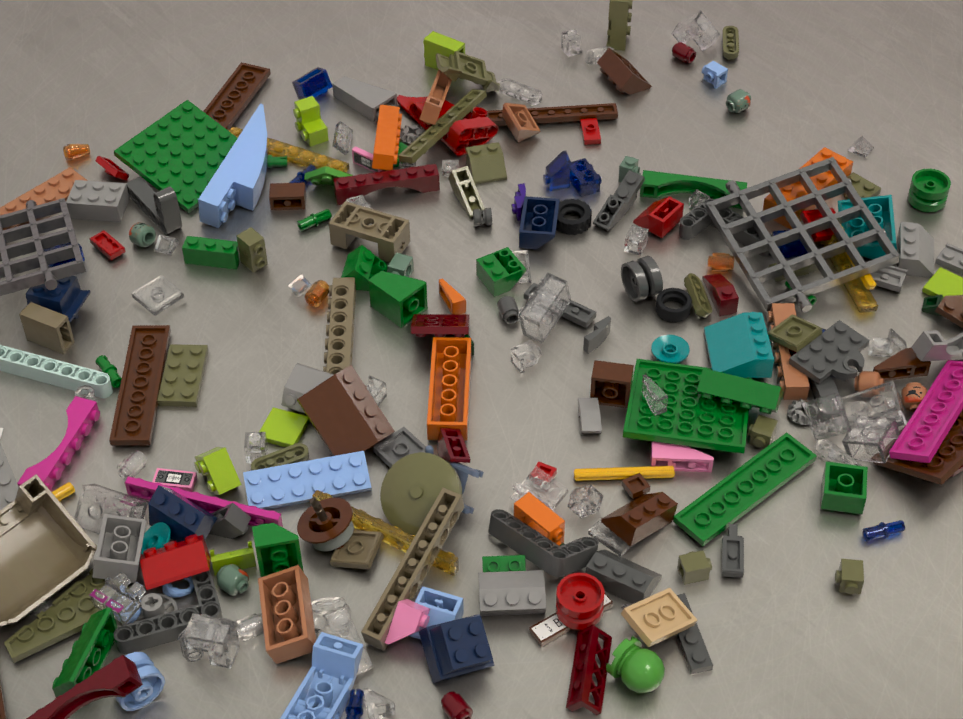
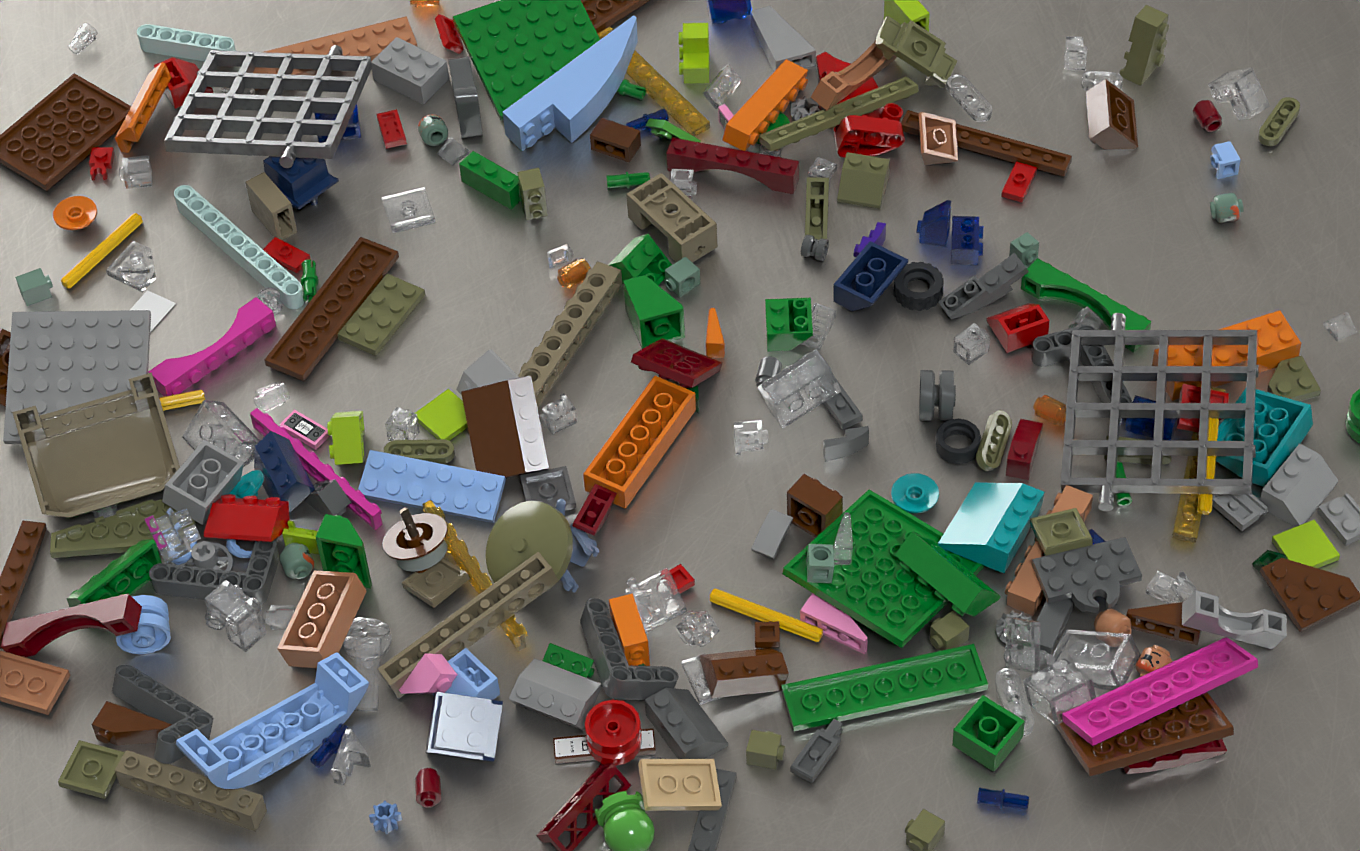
camera: 30 degrees right, 5 degrees up
(83, 359) = (286, 254): none -> red plate
(650, 416) = (820, 563): none -> sand green brick

